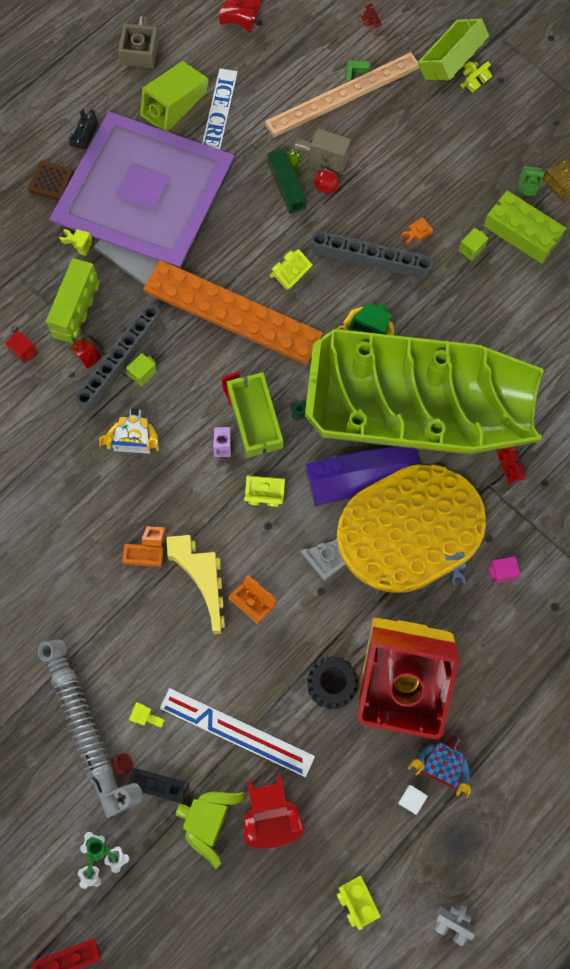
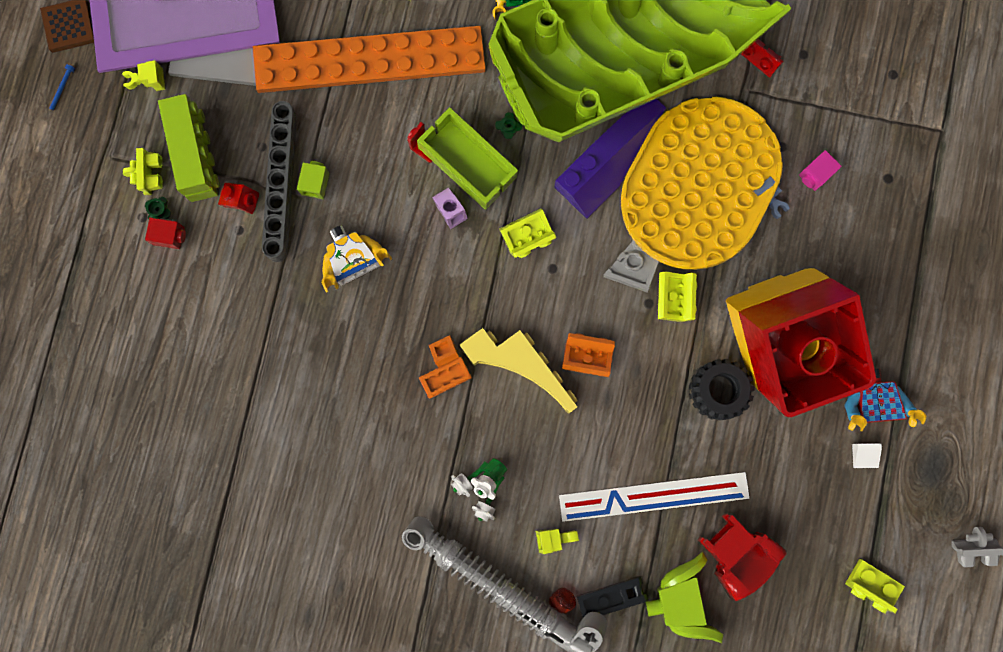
camera: 30 degrees left, 10 degrees up
(20, 216) = (69, 69): none -> blue piece
(24, 324) = (154, 203): none -> dark green plate
(33, 298) = (141, 171): none -> neon yellow hips
(118, 644) = (484, 486): none -> white plant
(342, 597) = (677, 296): none -> neon yellow bracket

